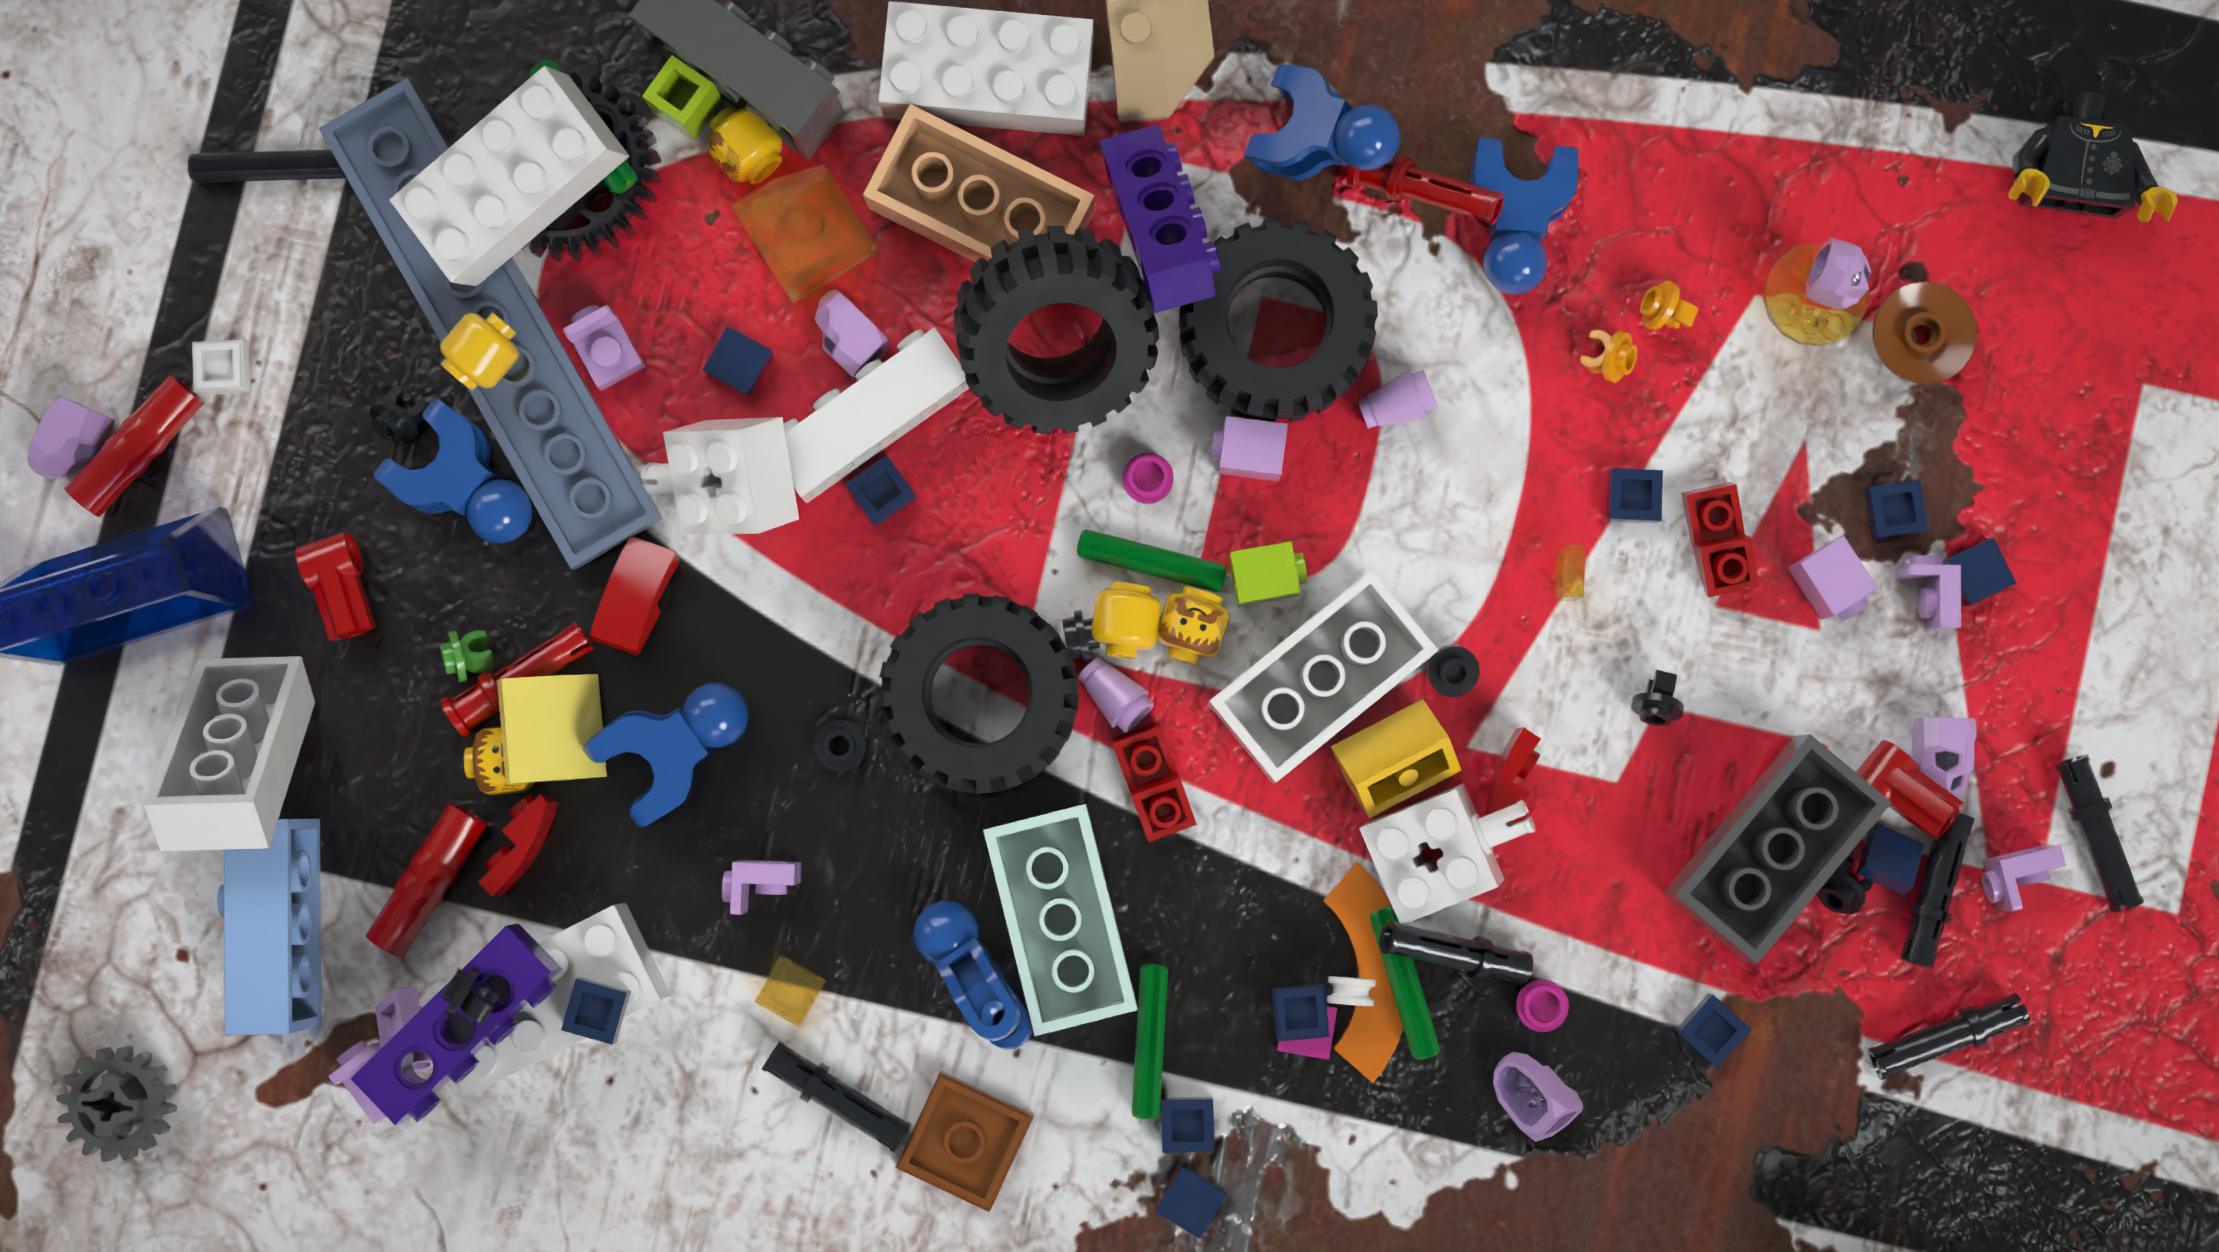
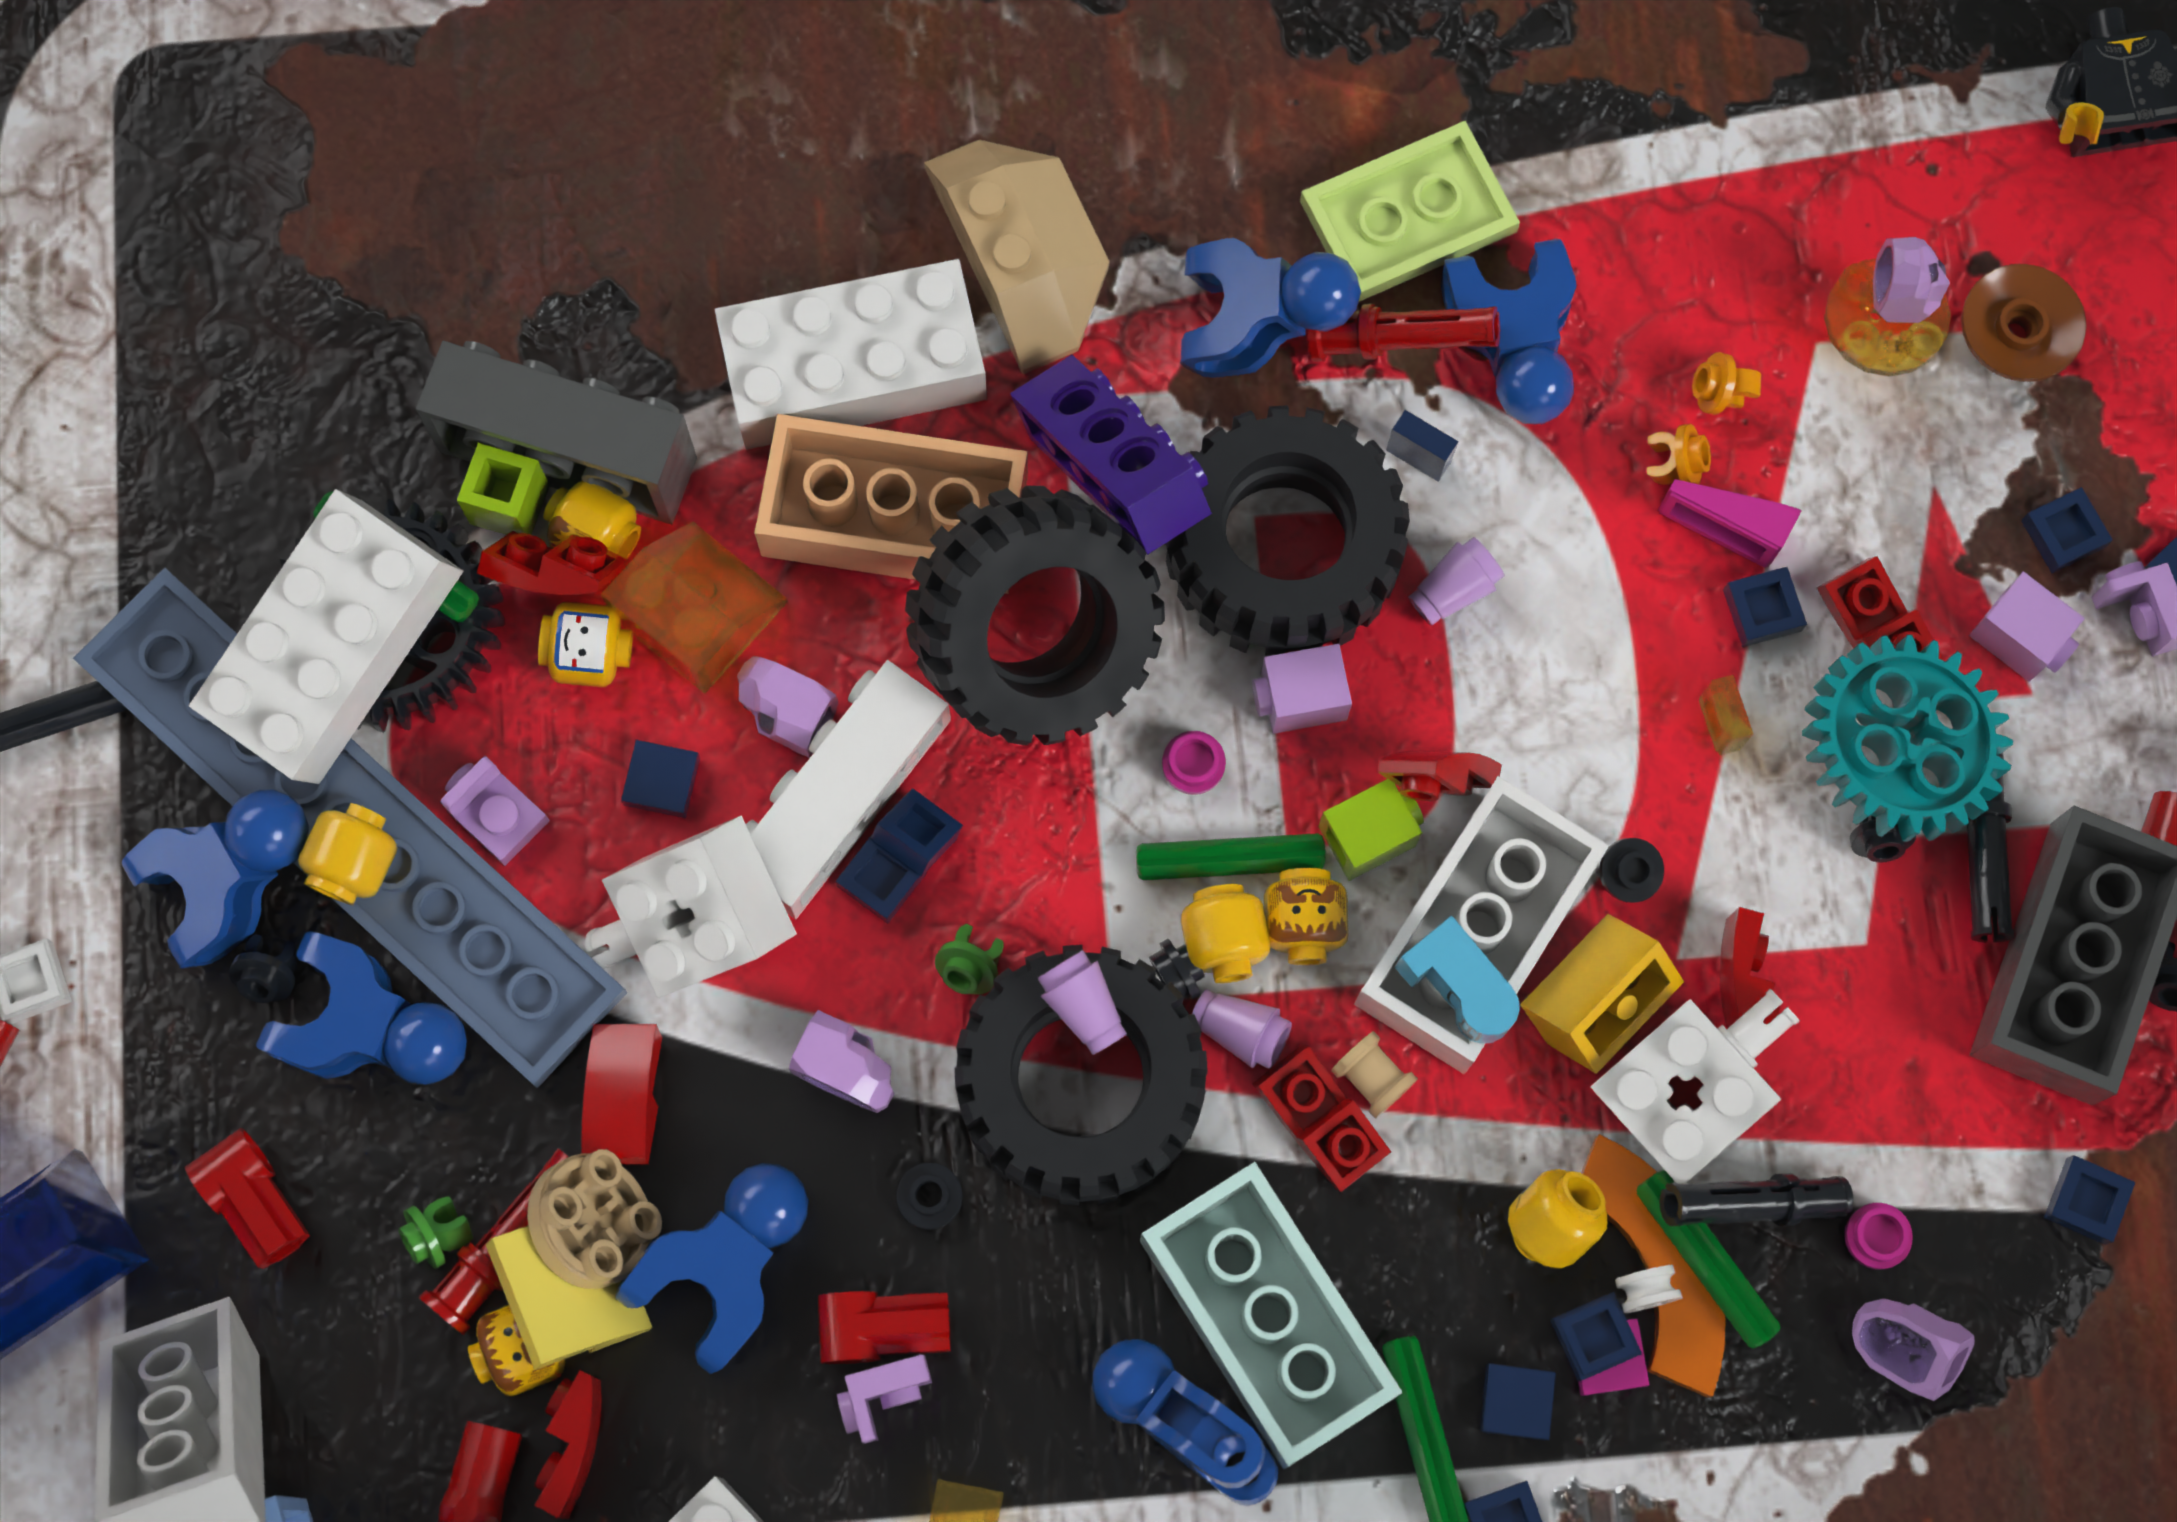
camera: 25 degrees left, 10 degrees down
(384, 331) = (221, 871): none -> blue piece
(581, 685) = (591, 1220): none -> tan tile
(709, 238) = (584, 644): none -> head
(712, 178) = (570, 568): none -> red slope
(763, 829) = (865, 1326): none -> red piece
(806, 625) = (842, 1063): none -> lavender rock
(918, 465) = (916, 832): none -> dark blue tile
(922, 583) = (966, 966): none -> bright green plate
(992, 645) = (1083, 1001): none -> lavender cone
(1203, 762) = (1374, 1074): none -> tan bush
(1227, 1039) = (1517, 1402): none -> dark blue tile
(1296, 738) = (1466, 980): none -> medium azure leg
(1302, 916) = (1558, 1218): none -> yellow head
(1322, 547) = (1428, 773): none -> red slope
(1409, 283) = (1421, 445): none -> dark blue tile
(1468, 86) = (1411, 209): none -> yellowish green plate
(1638, 424) = (1734, 520): none -> dark pink slope
(1725, 600) = (1907, 738): none -> teal gear
(1737, 737) = (1990, 871): none -> black pin

